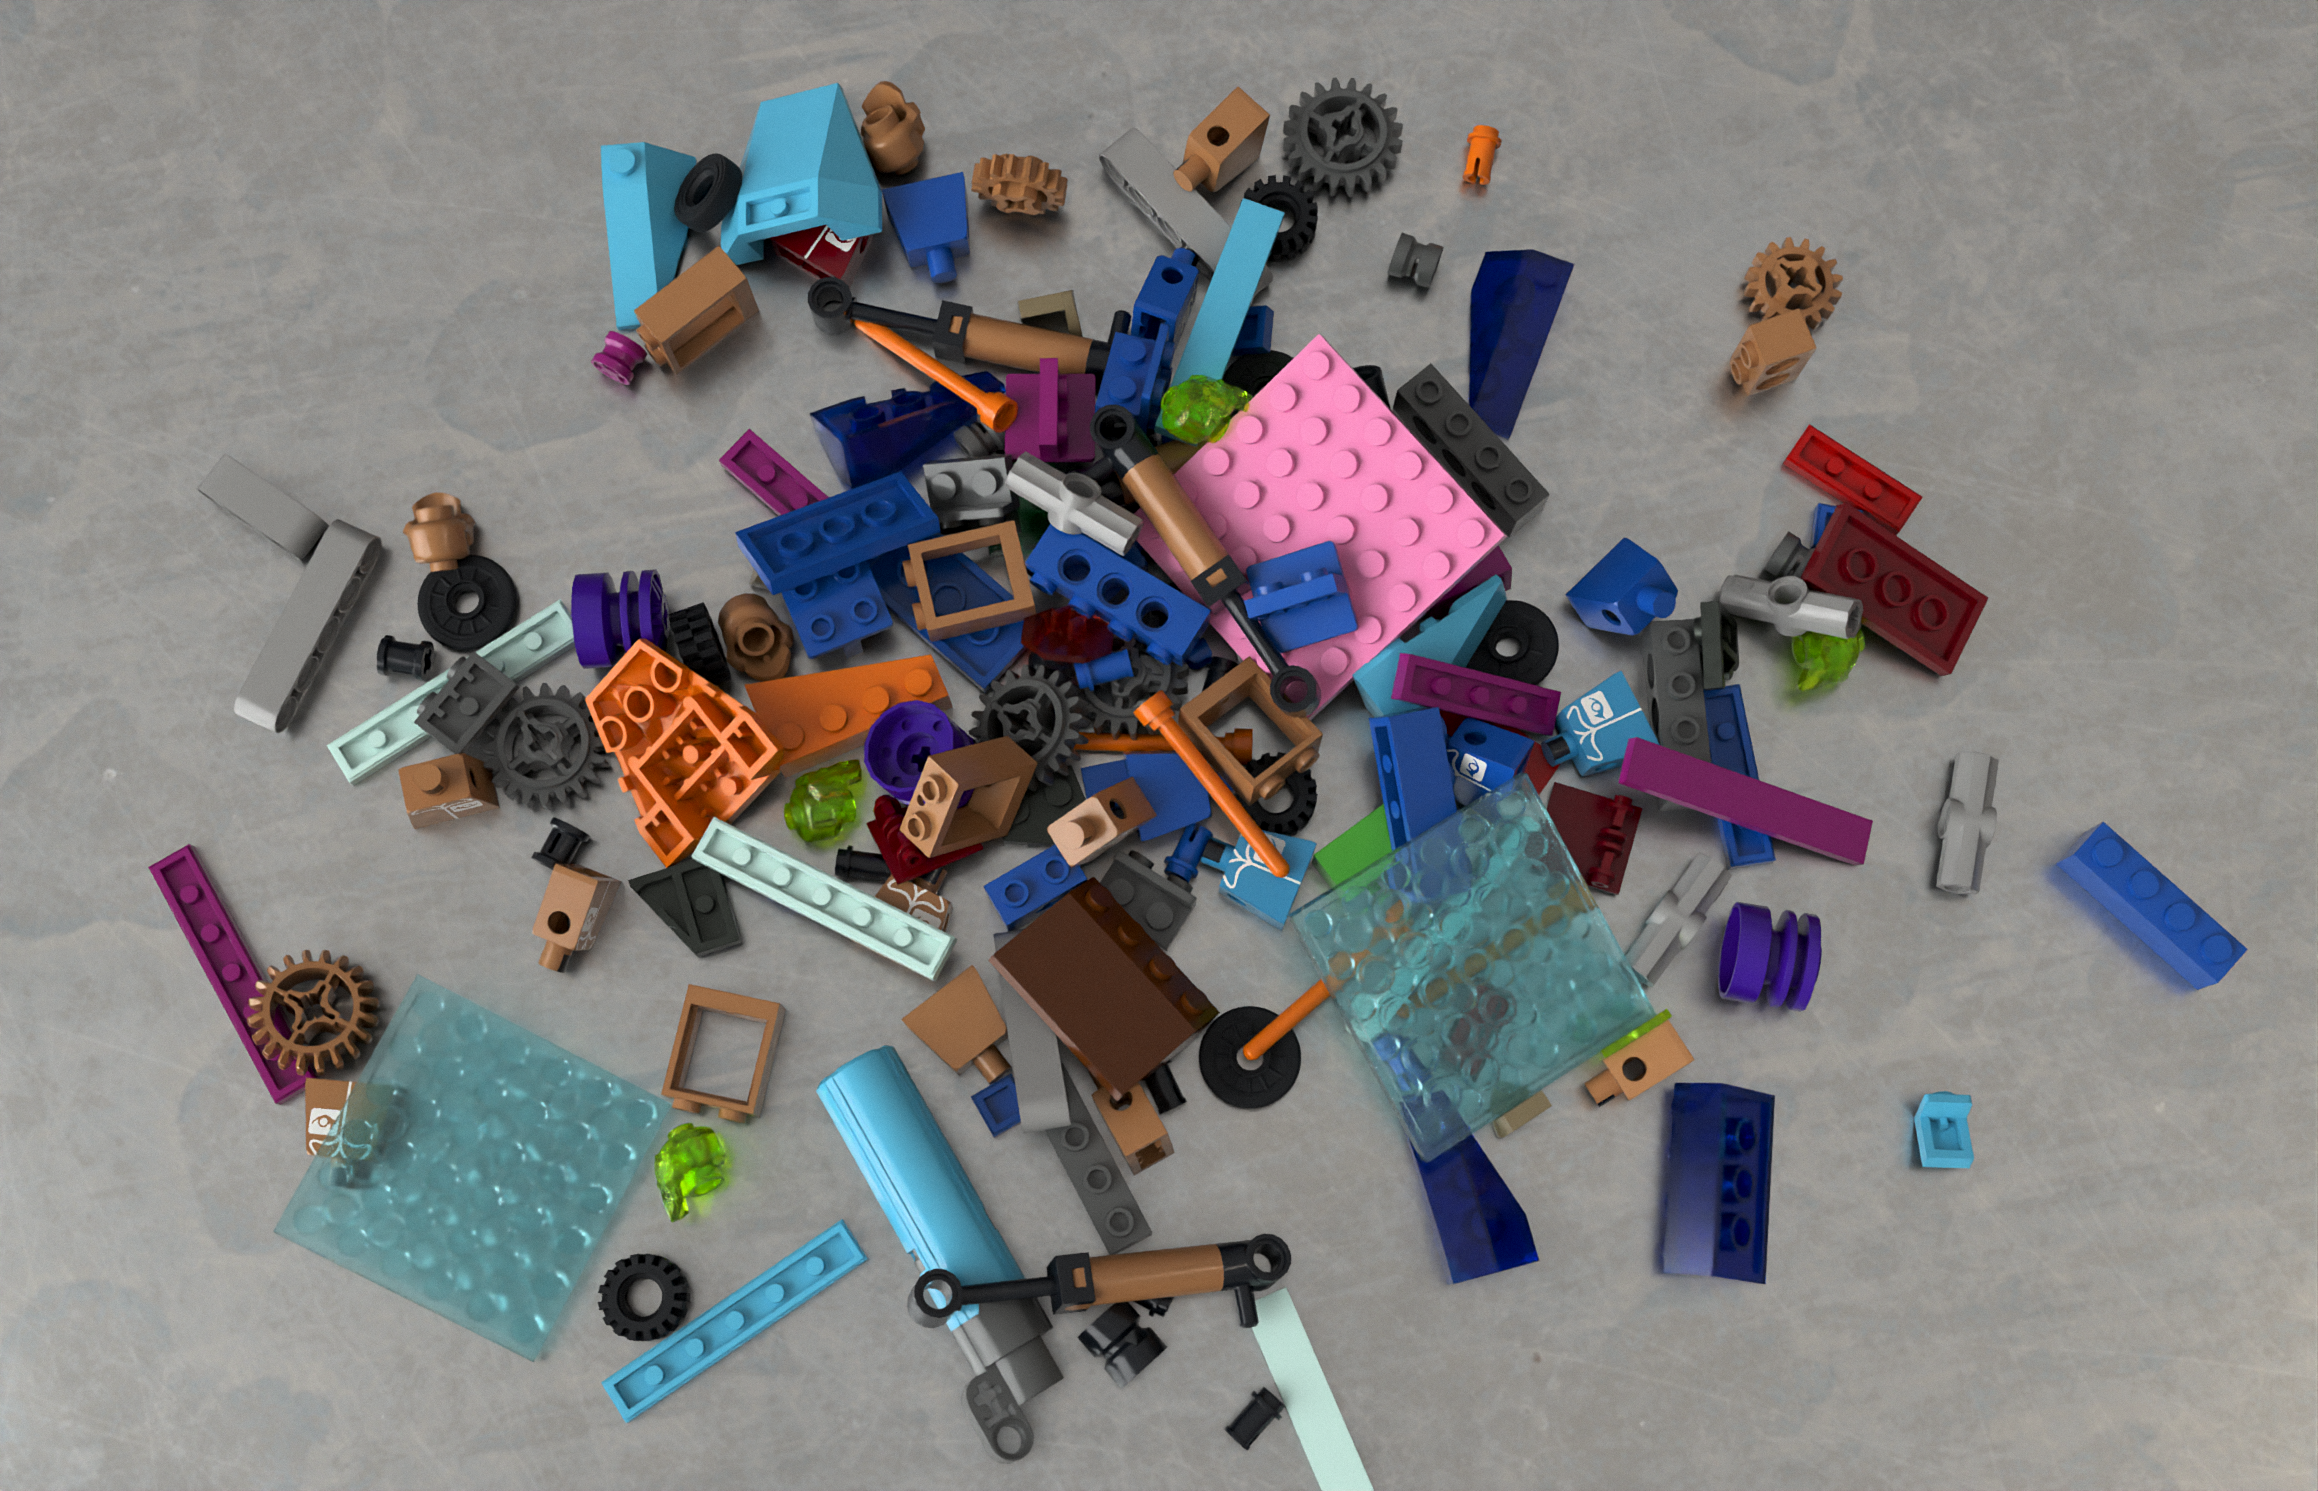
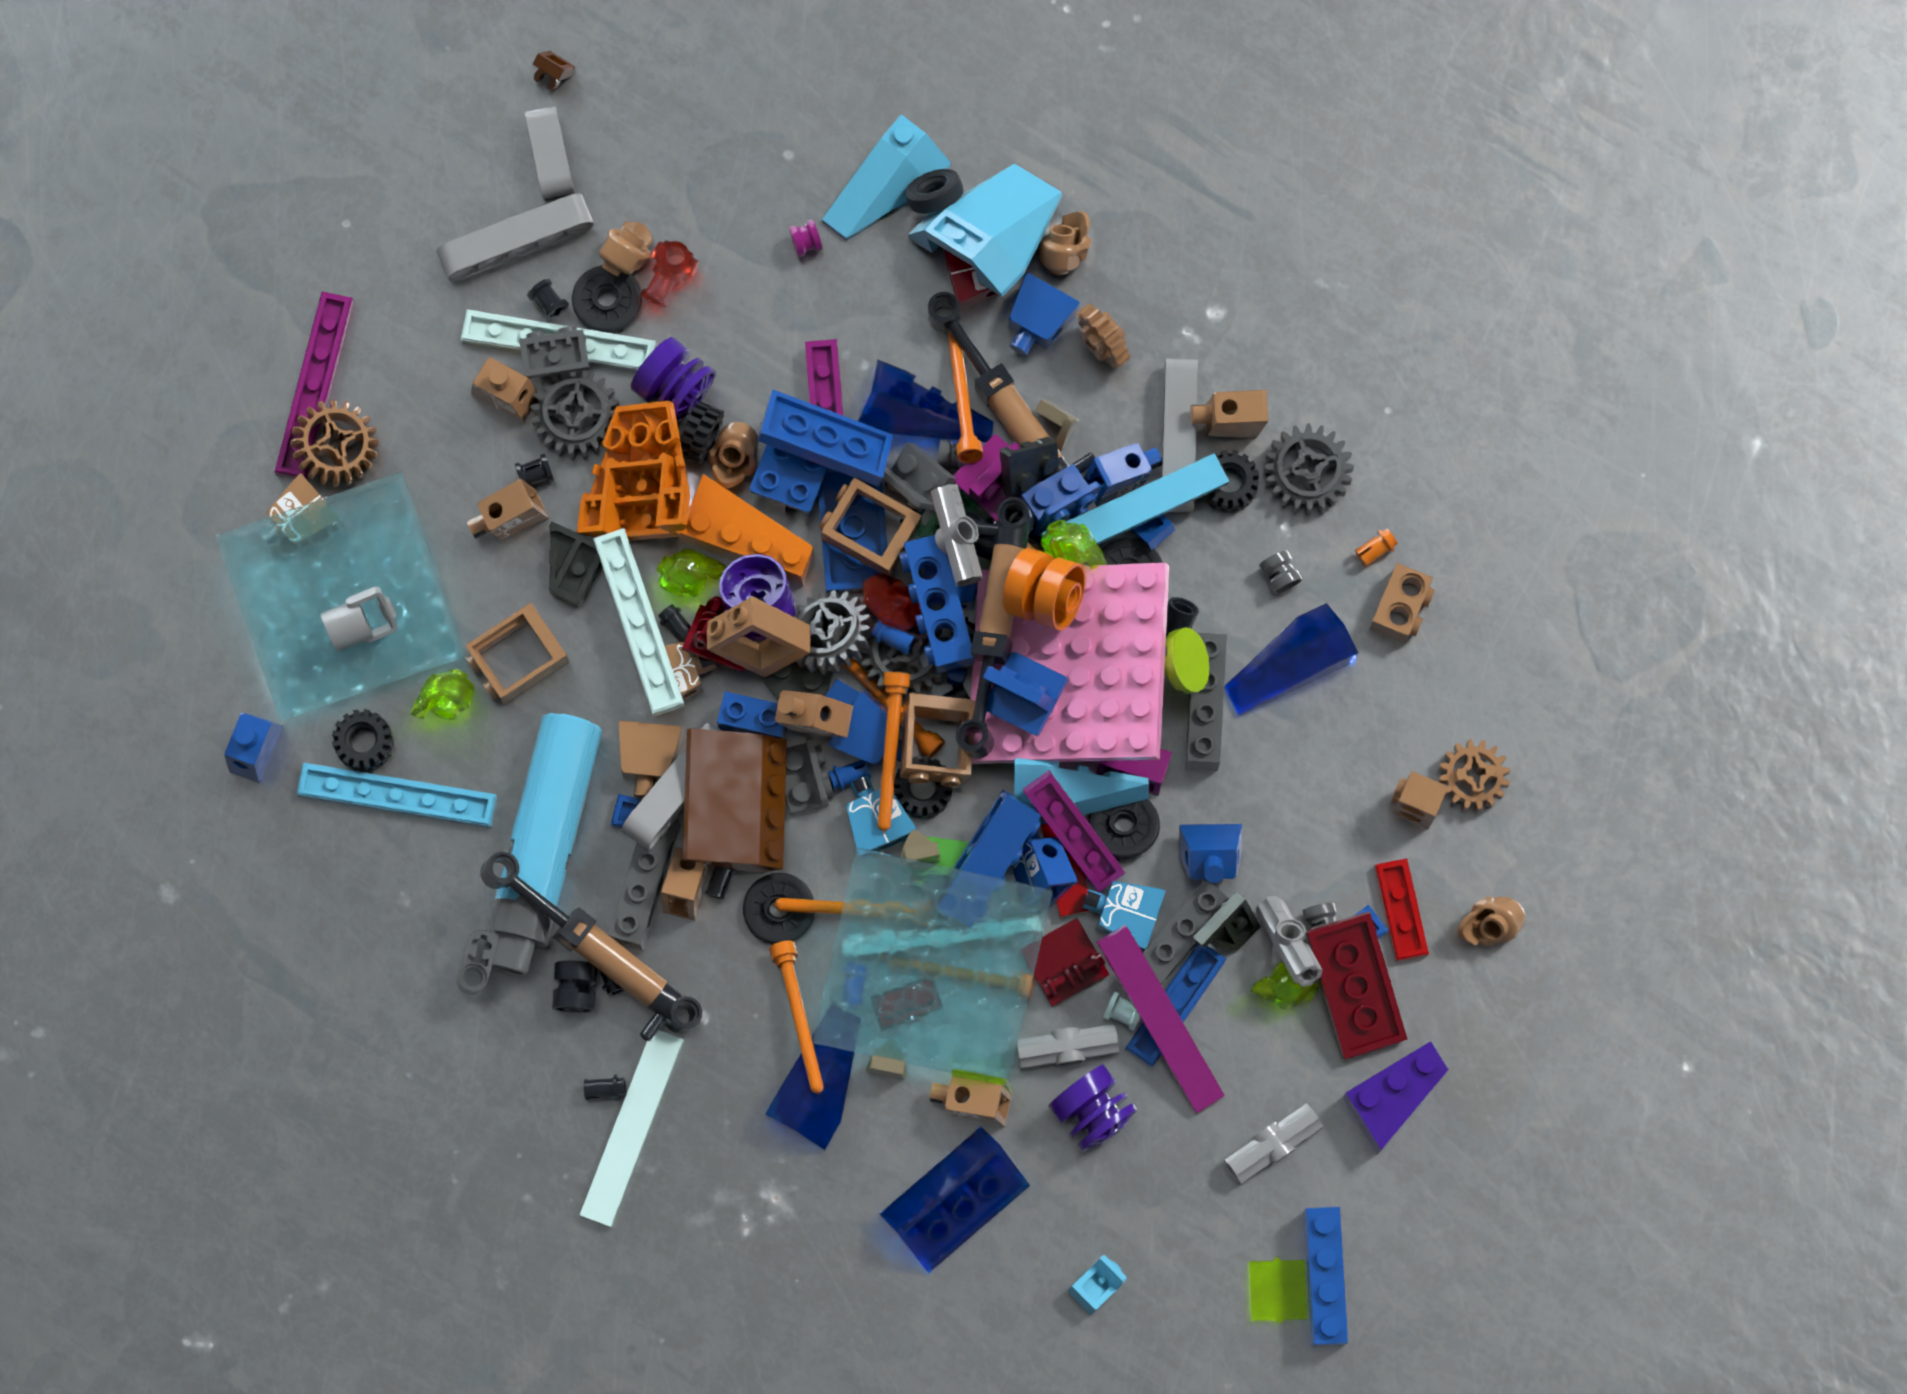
camera: 45 degrees right, 0 degrees up
(183, 417) = (554, 66): none -> reddish brown tile
(509, 519) = (668, 274): none -> clear red connector
(513, 1189) = (349, 625): none -> light grey piece
(527, 1418) = (252, 746): none -> blue torso
(695, 311) = (866, 250): medium nougat window -> none
(1076, 371) = (1027, 465): none -> pearl dark grey wing
(1235, 465) = (1044, 588): none -> orange wheel
(1307, 1102) = (784, 956): none -> orange piece
(1342, 858) = (920, 848): none -> dark tan tile
(1429, 418) = (1186, 661): none -> lime tile
(1550, 186) = (1396, 600): none -> medium nougat brick
(1693, 832) = (1122, 1011): none -> light aqua bush
(1955, 405) = (1492, 921): none -> medium nougat head
(2034, 662) = (1394, 1093): none -> dark purple wedge
(2112, 964) = (1278, 1290): none -> clear neon green piece

